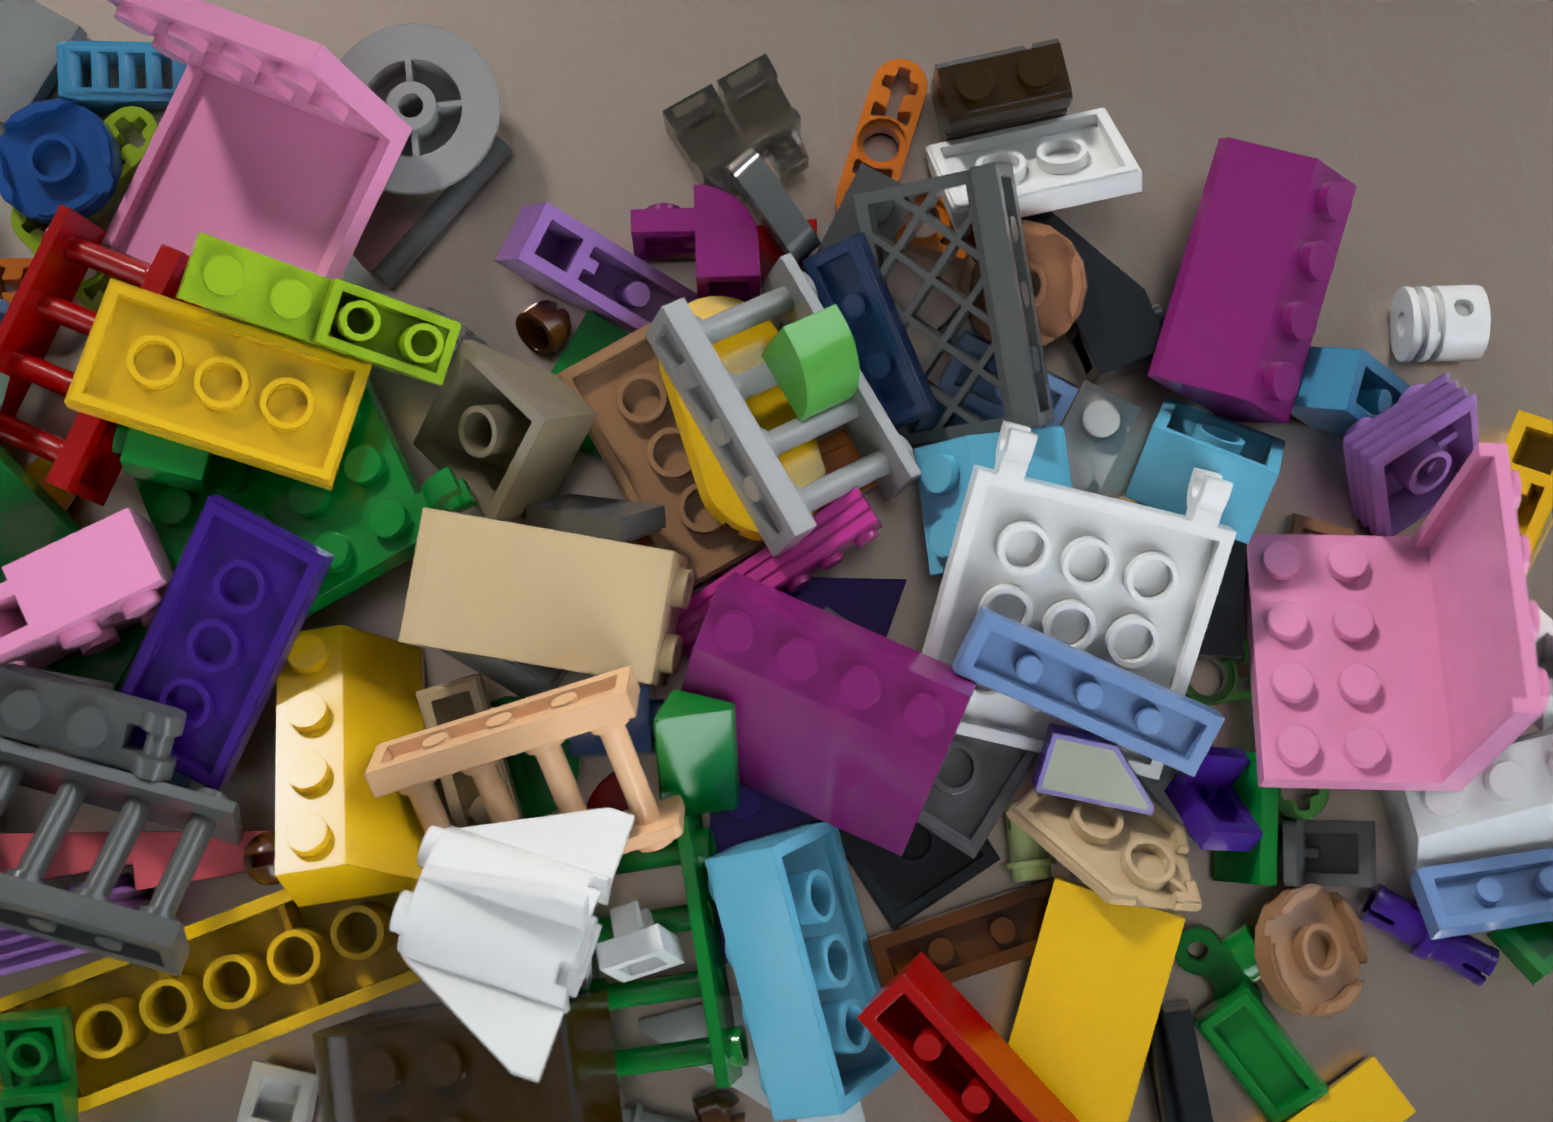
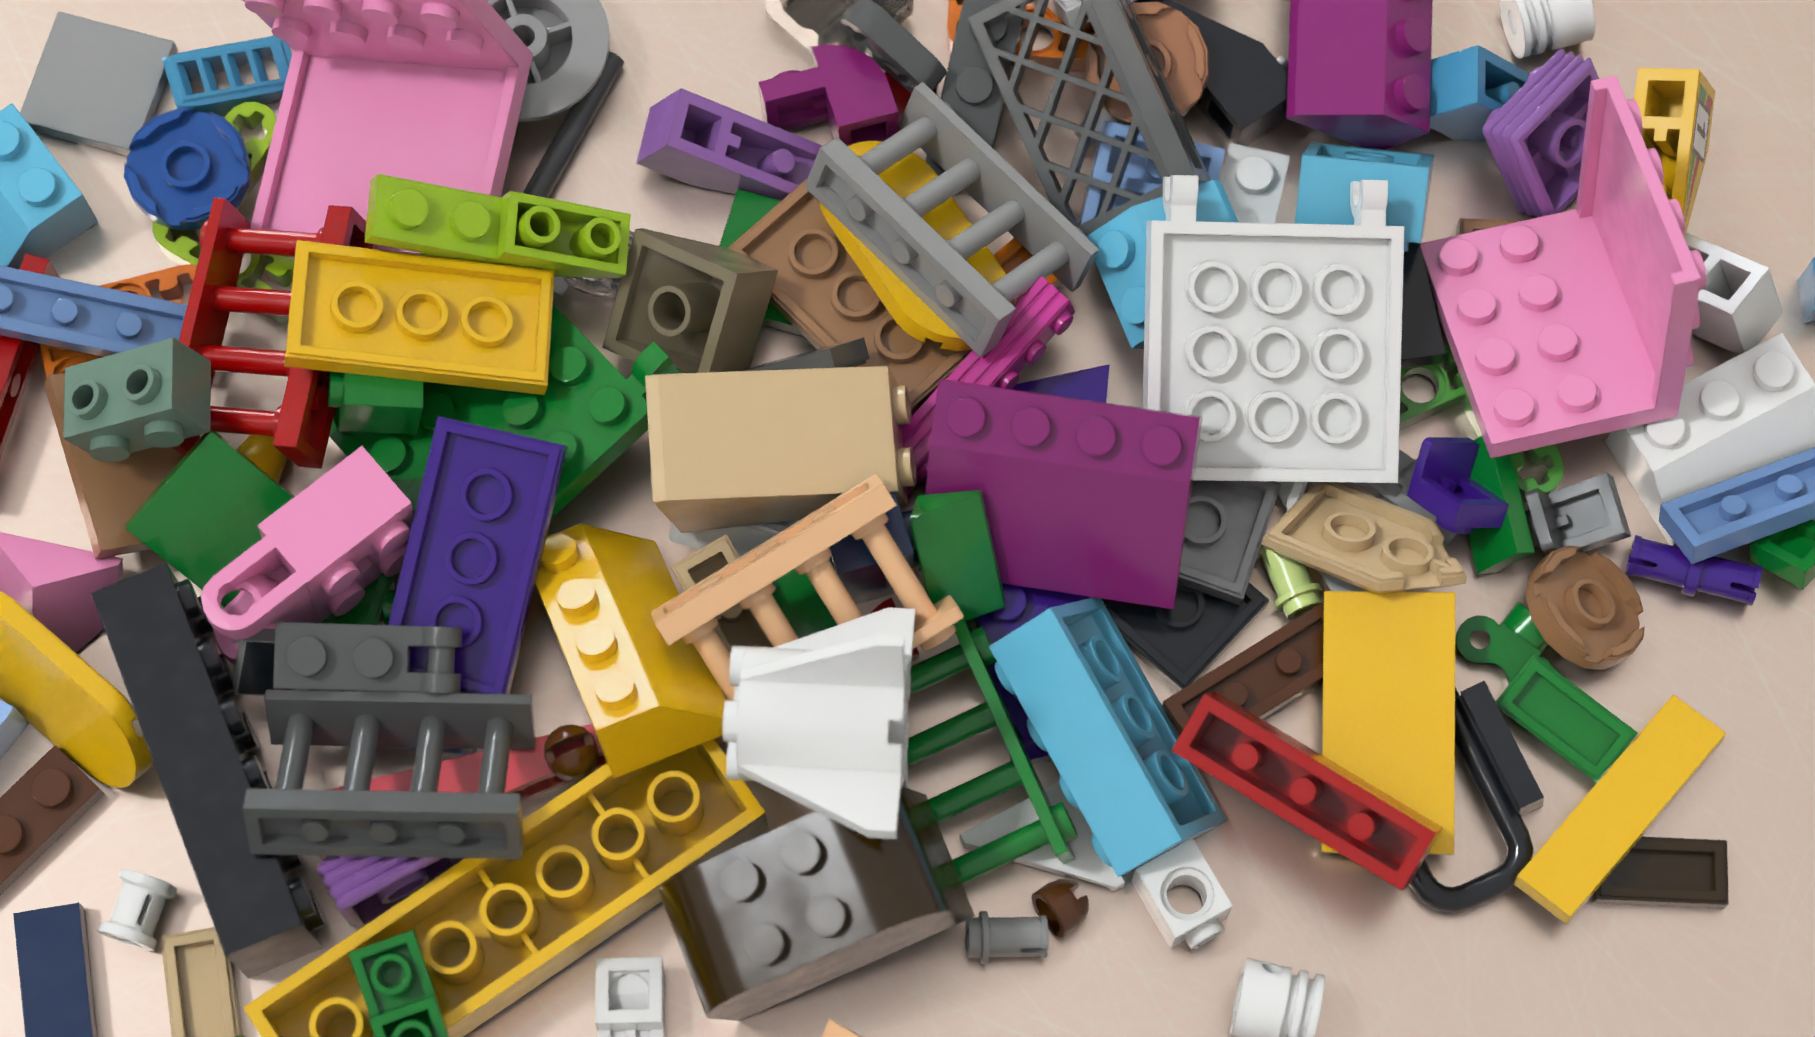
camera: 15 degrees left, 10 degrees down
(543, 327) = (688, 209): reddish brown hinge -> none
(637, 945) = (947, 743): white tile -> none
(815, 362) = (973, 169): bright green brick -> none
(853, 281) = (1006, 121): dark blue tile -> none
(1087, 691) = (1307, 404): medium blue plate -> none
(1088, 770) = (1329, 483): tile -> none

